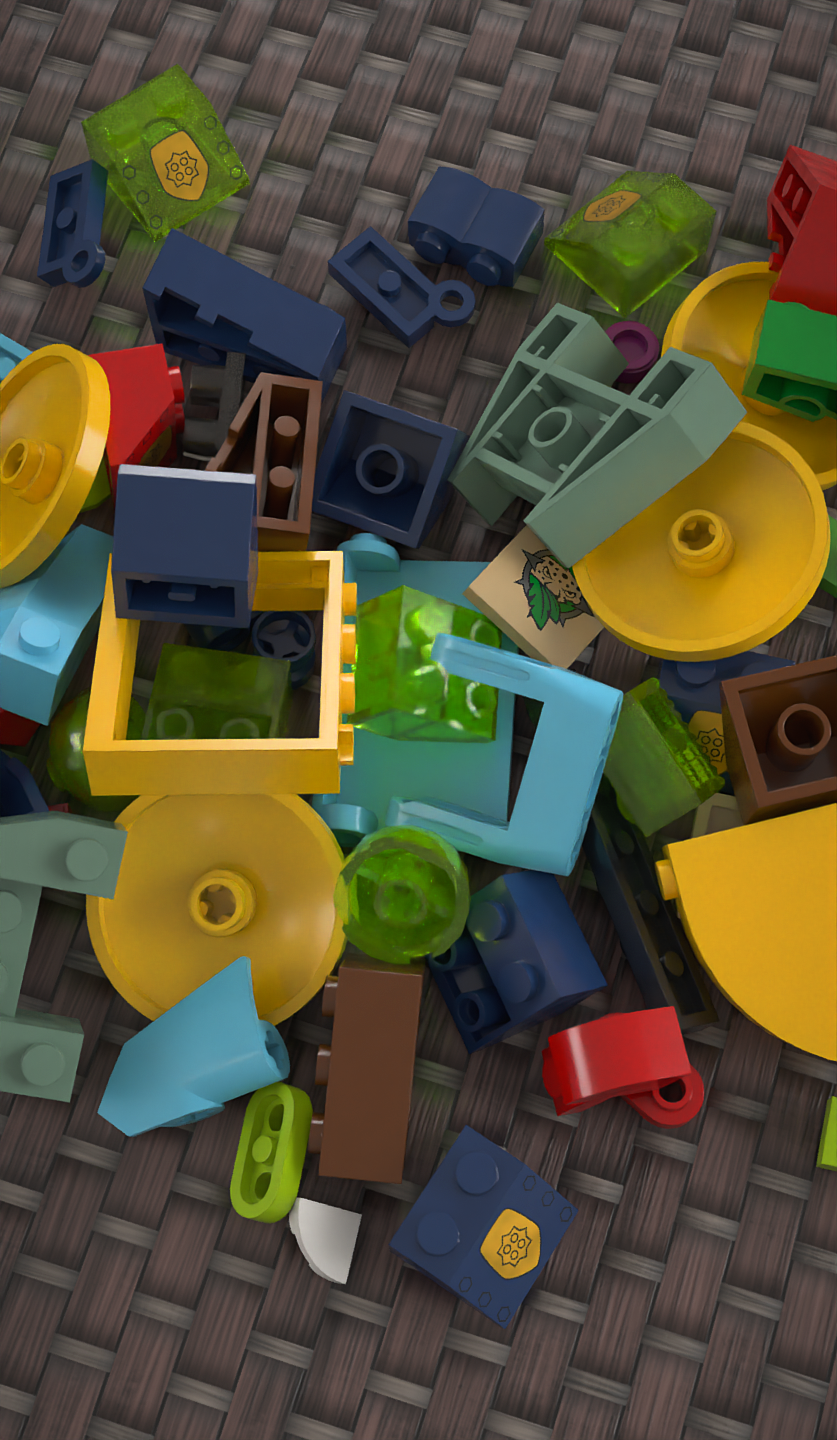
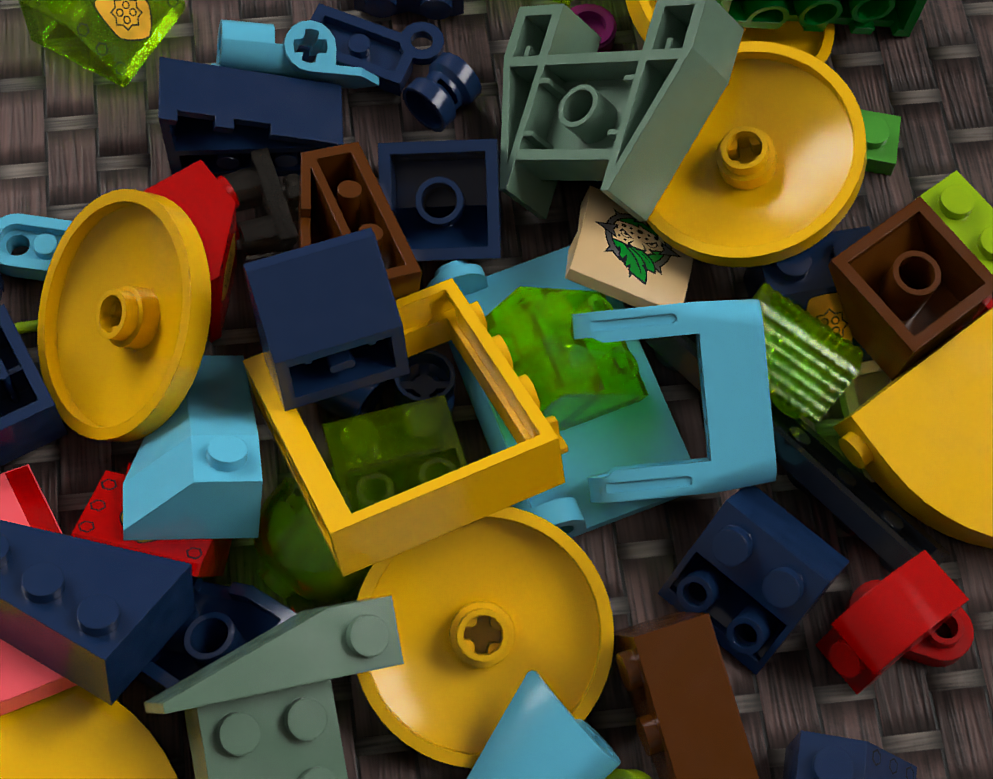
camera: 30 degrees left, 5 degrees down
(74, 226) = (49, 97): dark blue hinge -> none
(272, 252) = (254, 49): none -> medium azure panel
(403, 894) = (650, 553): clear neon green cylinder -> none
(447, 360) = (439, 94): none -> dark blue wheel

